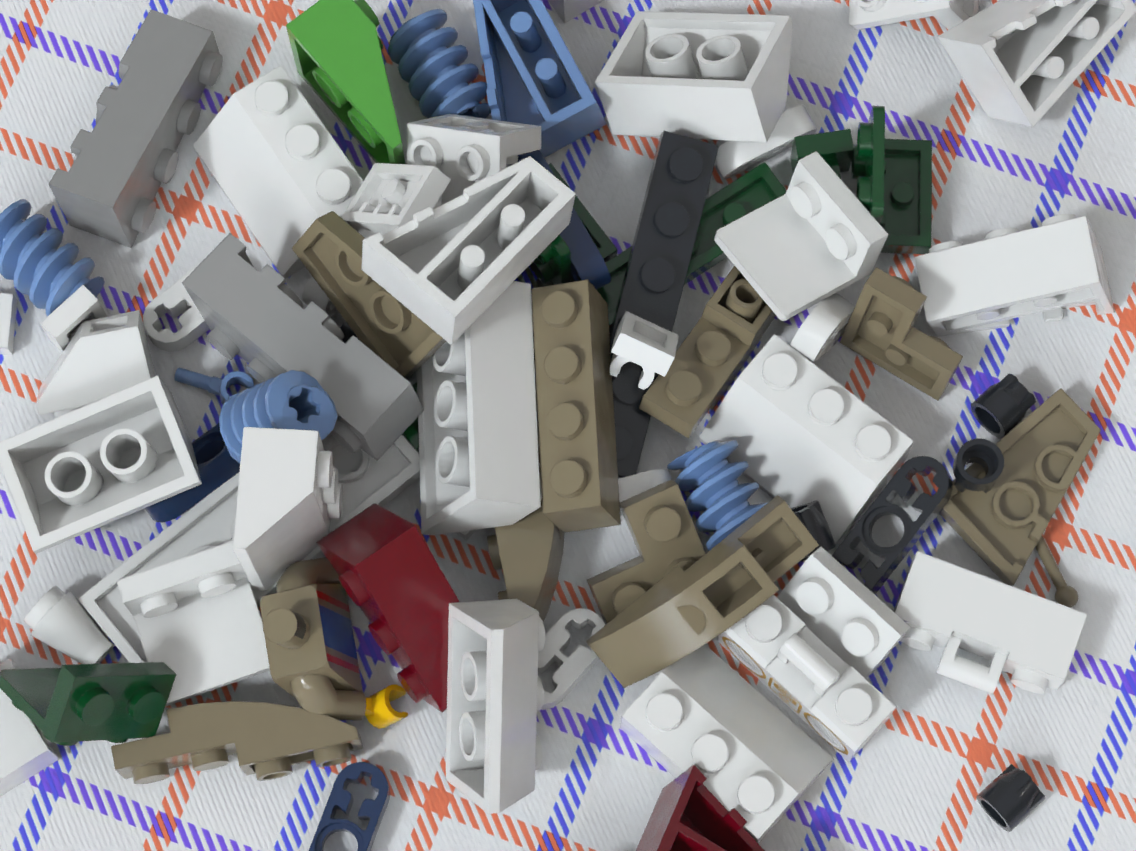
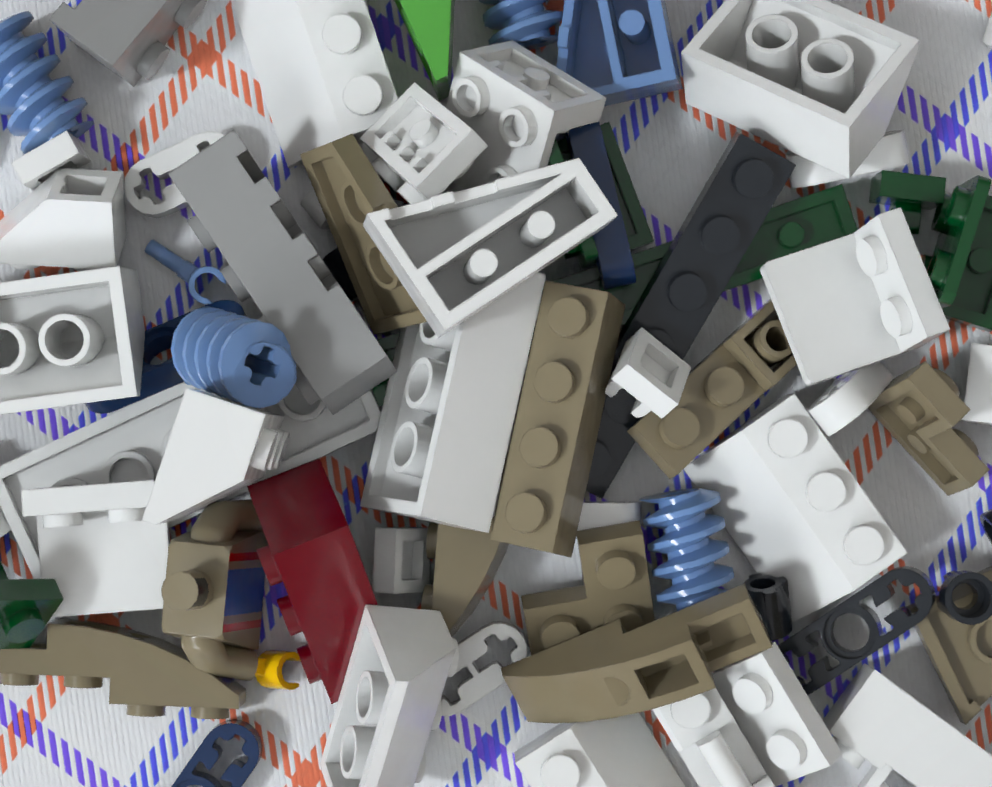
camera: 15 degrees right, 15 degrees up
(470, 572) = (400, 560): none -> white tile

